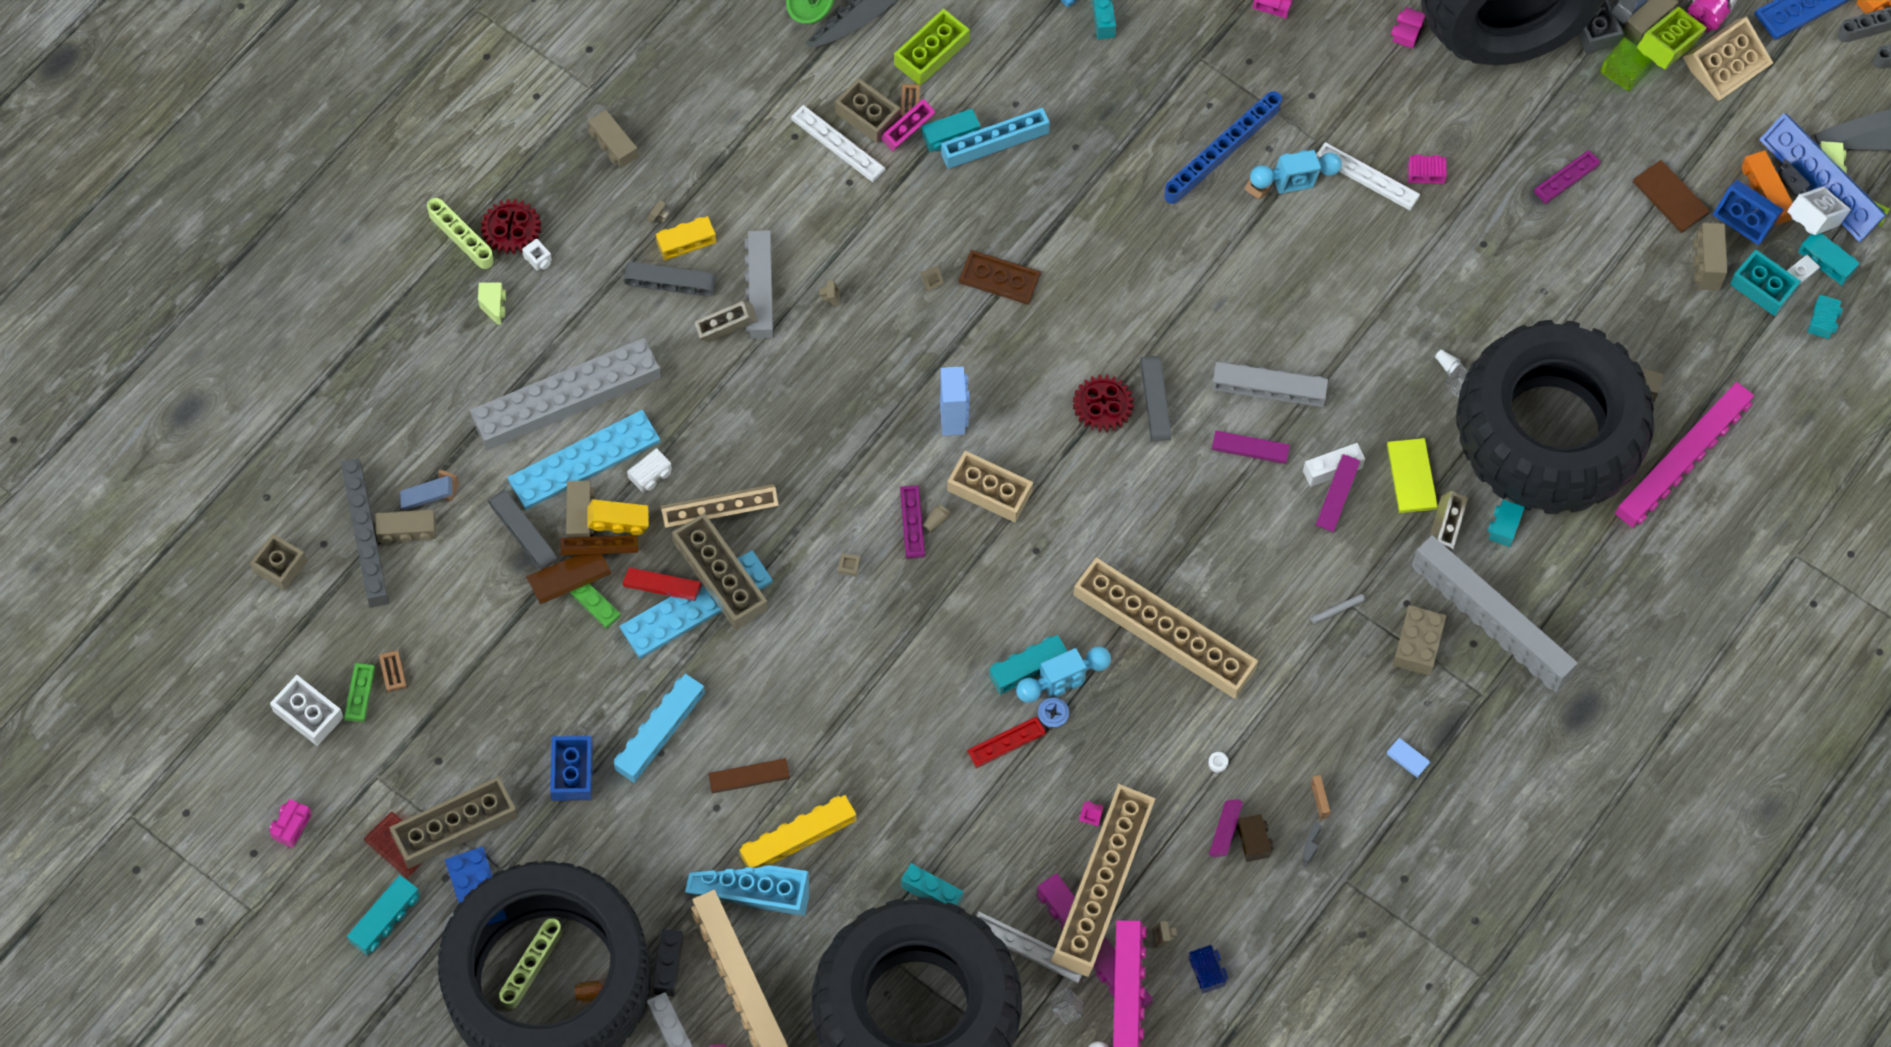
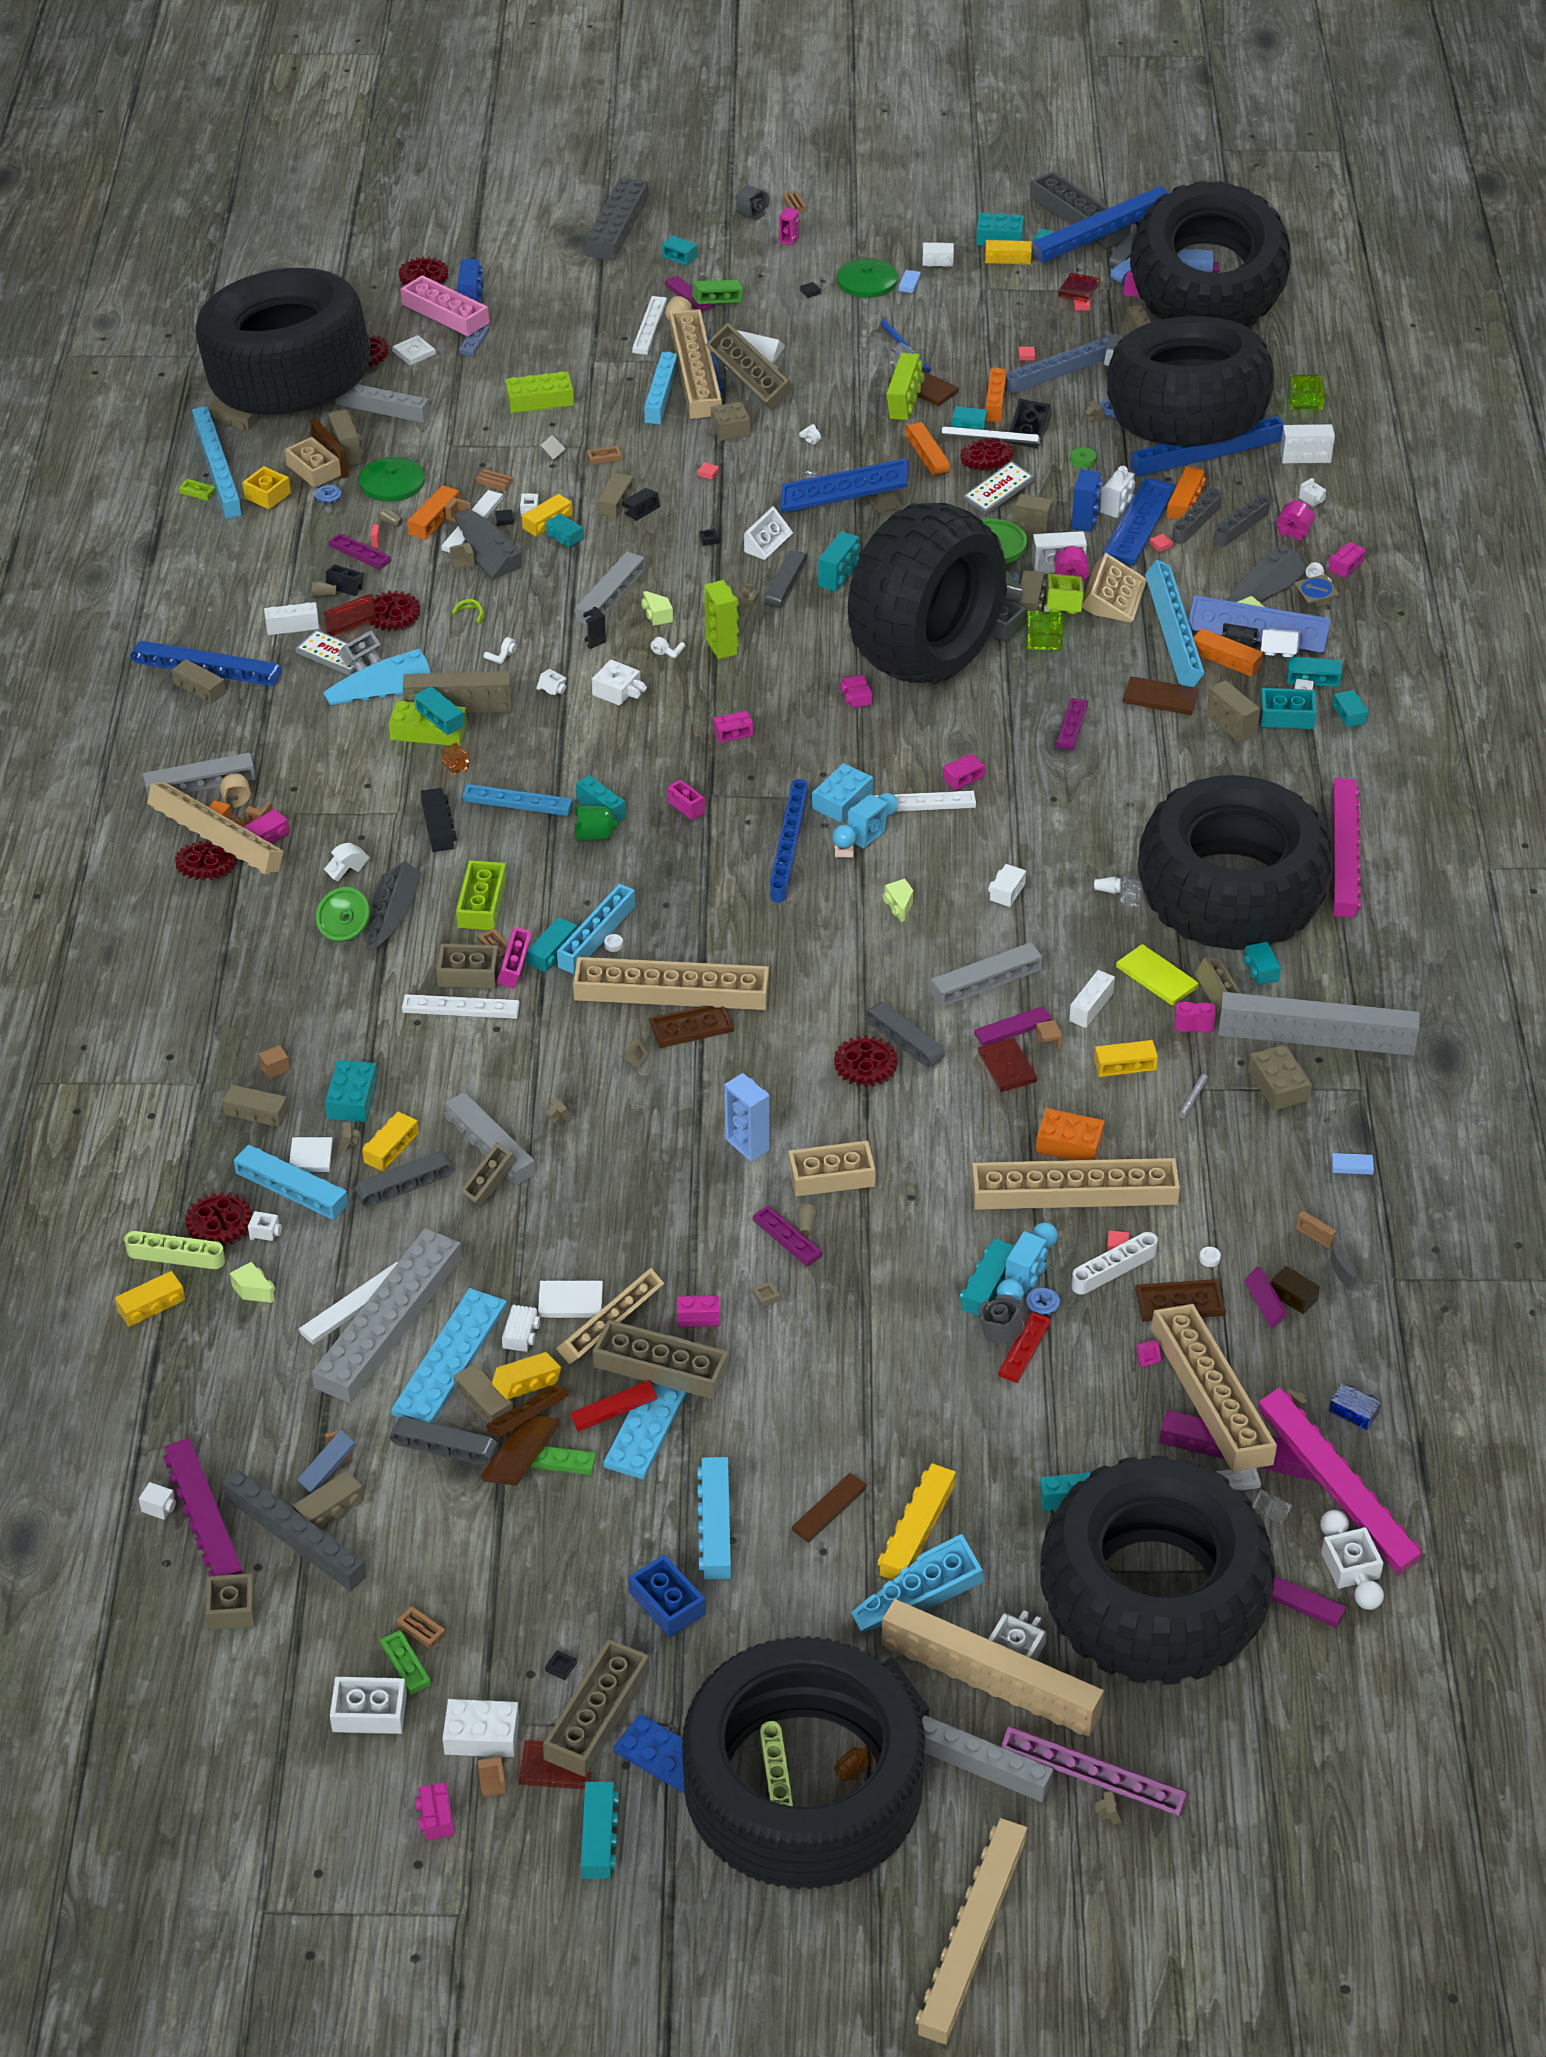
camera: 35 degrees left, 20 degrees down
(293, 443) = (157, 1501): none -> white brick
(316, 475) = (201, 1509): none -> magenta brick
(348, 824) = (491, 1776): none -> medium nougat panel
(367, 781) = (481, 1728): none -> white brick
(412, 265) = (149, 1298): none -> yellow brick
(462, 769) = (560, 1665): none -> black tile
(542, 366) = (342, 1310): none -> white tile
(586, 227) = (291, 1182): none -> medium azure brick
(622, 210) = (311, 1153): none -> white tile
(656, 106) = (274, 1062): none -> medium nougat panel
(692, 172) = (351, 1091): none -> teal brick
(708, 468) = (569, 1299): none -> white tile
(788, 545) = (698, 1311): none -> dark pink brick
(788, 973) = (1020, 1635): none -> white hinge
(1002, 709) = (1001, 1319): none -> dark grey brick
(1003, 158) = (613, 942): none -> white tile
(1010, 230) = (671, 983): none -> tan brick
(1075, 31) = (594, 823): none -> green cylinder
(1126, 722) = (1114, 1263): none -> white beam
(1154, 778) = (1202, 1293): none -> reddish brown tile
(1158, 700) = (1116, 1238): none -> coral tile
(1170, 54) = (686, 799): none -> dark pink brick
(1201, 581) = (1069, 1135): none -> orange brick
(1214, 480) = (1007, 1064): none -> clear red tile
(1264, 264) = (899, 897): none -> yellowish green slope
(1269, 474) = (1049, 1031): none -> medium nougat panel
(1306, 127) = (841, 792): none -> medium azure brick
(1311, 538) = (1125, 1058): none -> yellow brick
(1337, 492) = (1115, 1010): magenta tile -> none
(1361, 309) = (1007, 885): none -> white brick
(1398, 535) = (1194, 1017): none -> dark pink brick
(1746, 129) = (1174, 624): none -> medium azure brick
(1748, 212) = (1237, 668): blue brick -> none
(1822, 30) = (1161, 542): none -> coral tile

